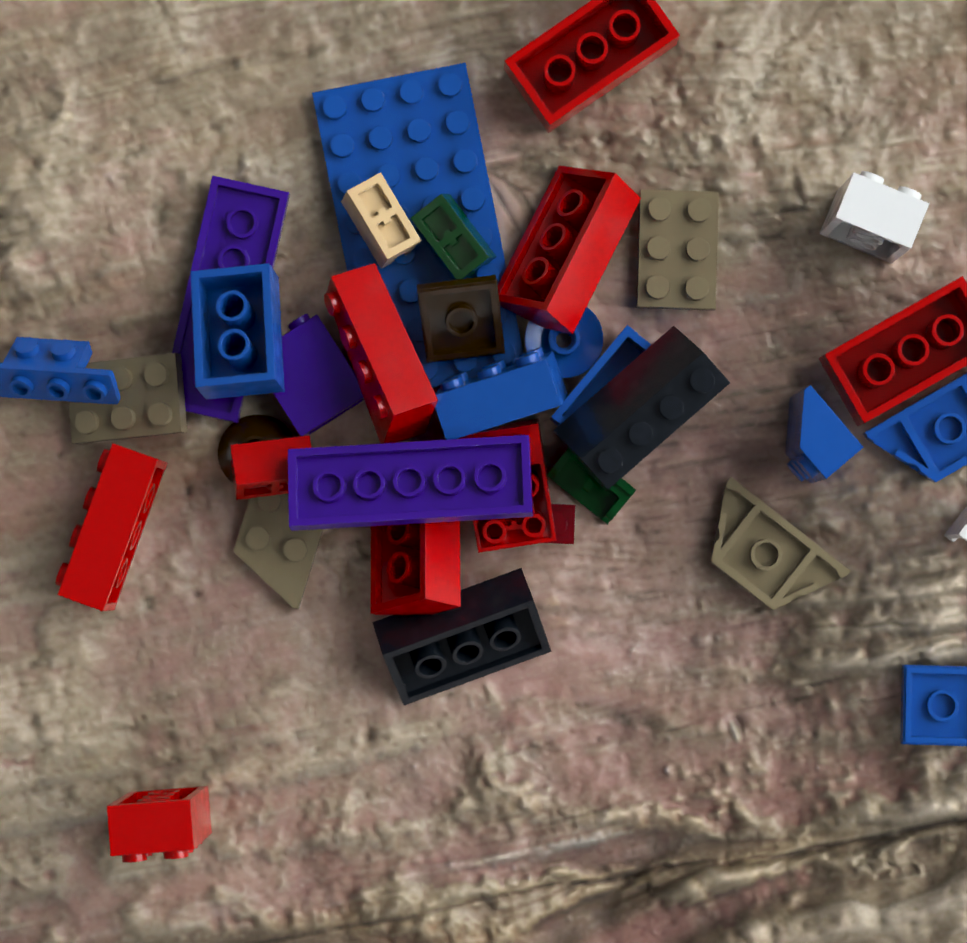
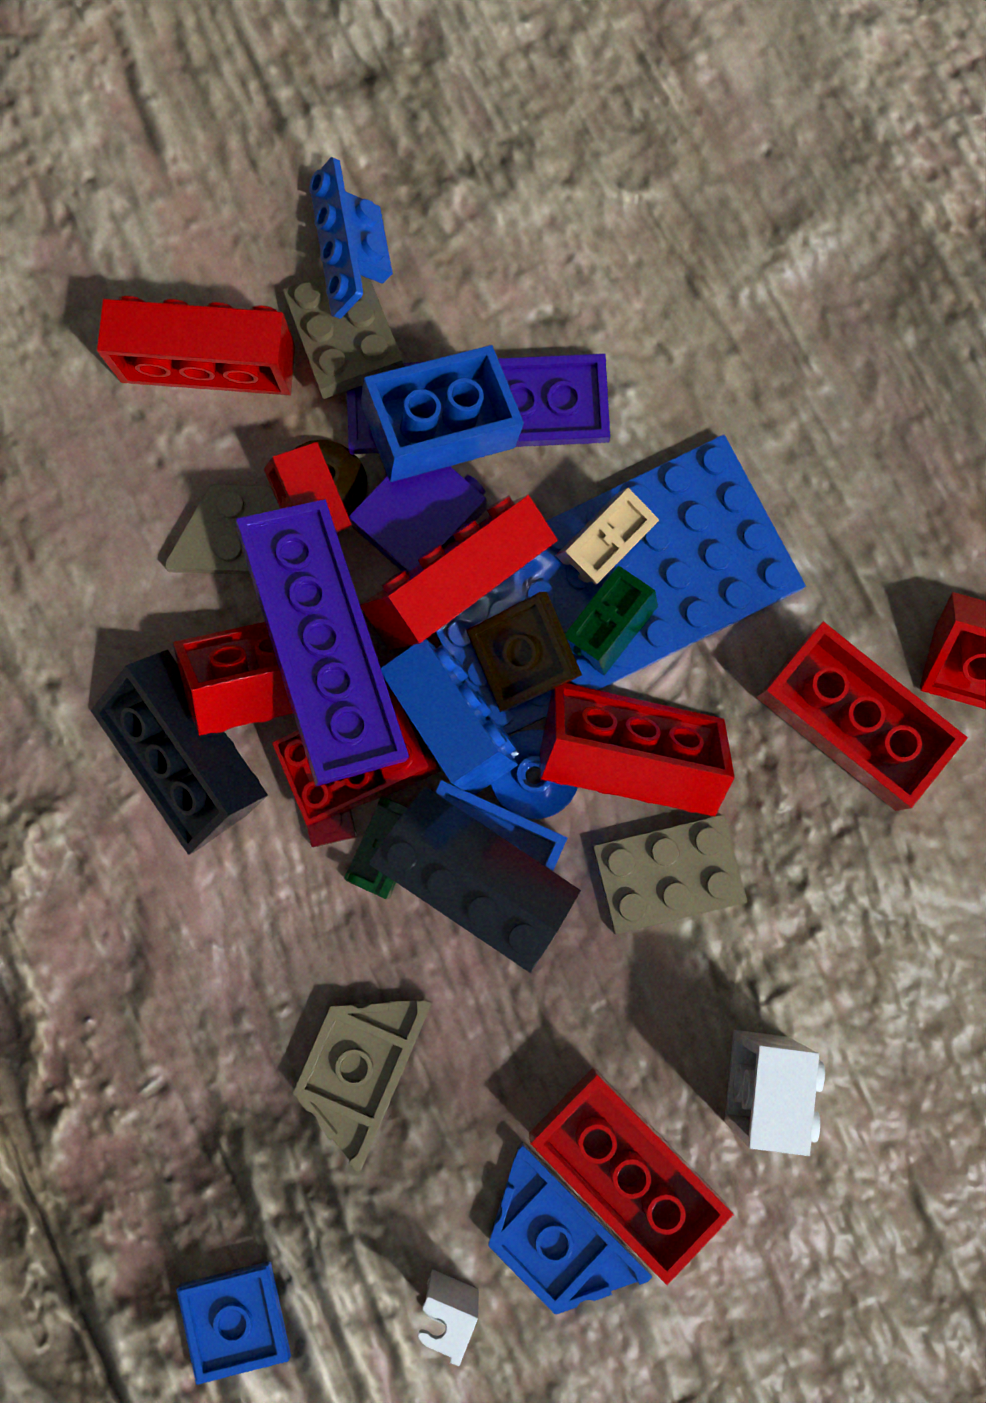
camera: 75 degrees right, 5 degrees down
(816, 438) = (496, 1093): blue slope -> none

